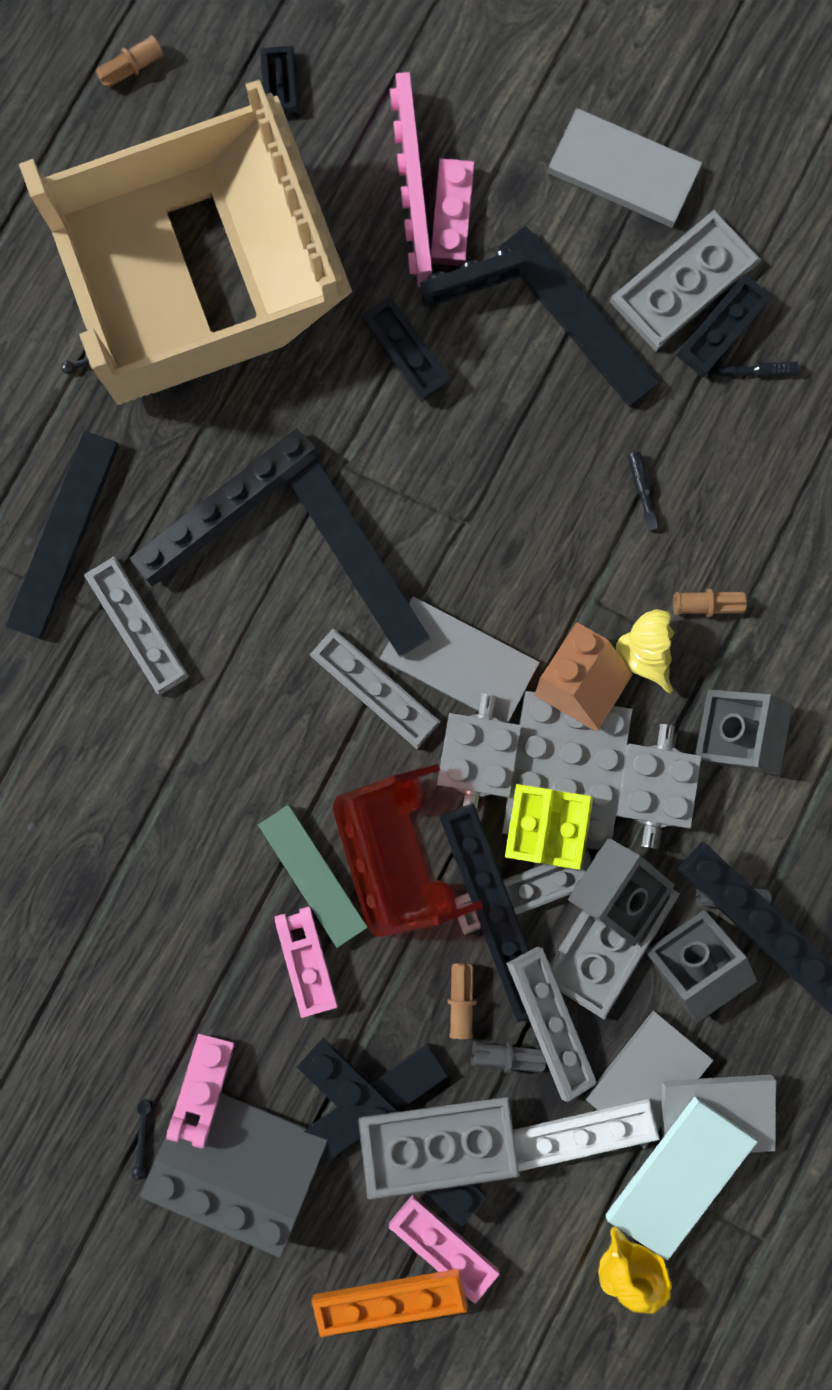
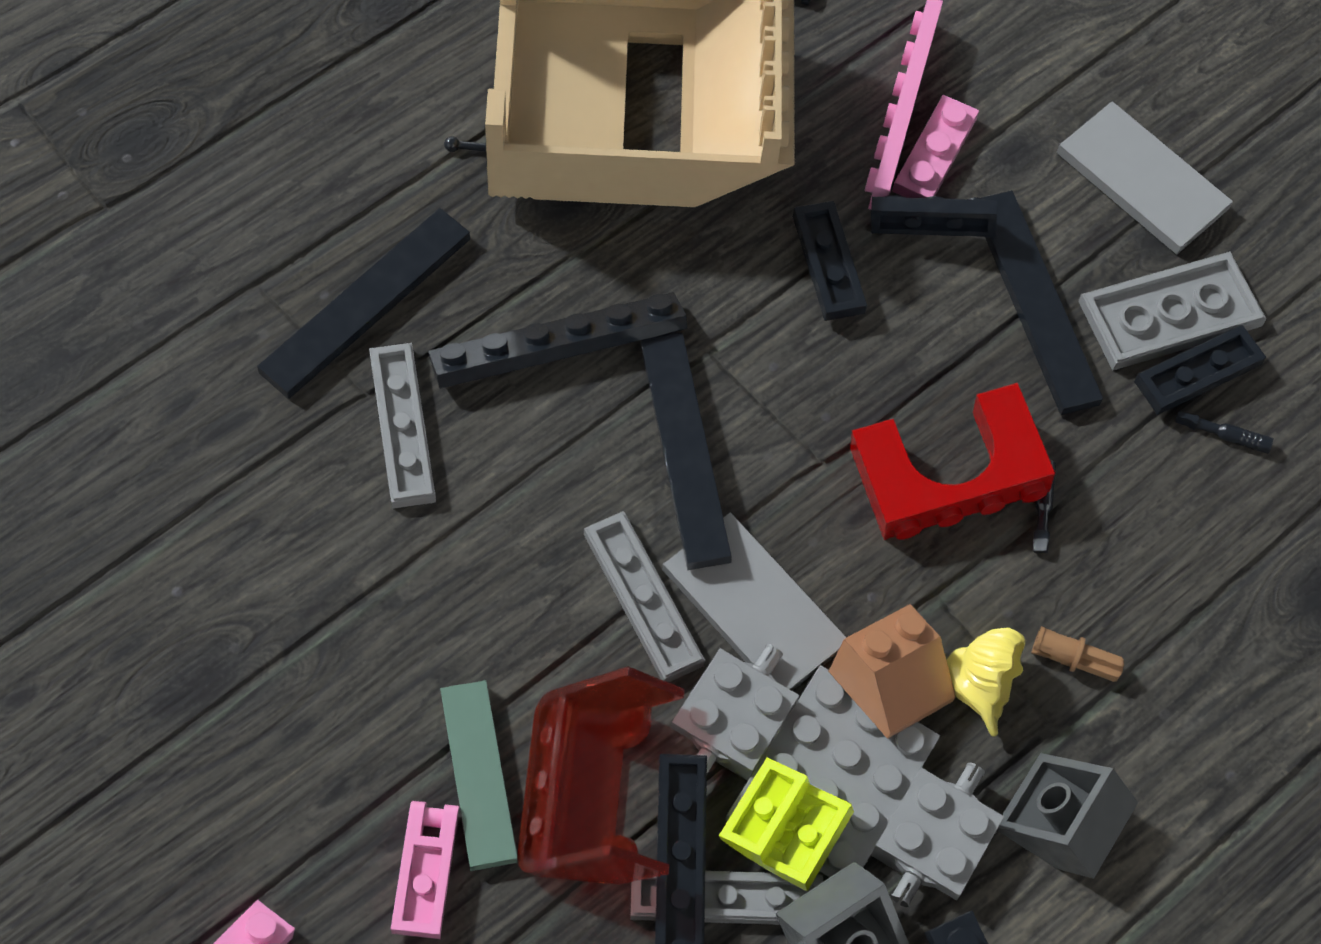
camera: 15 degrees right, 20 degrees down
(614, 474) = (910, 502): none -> red arch

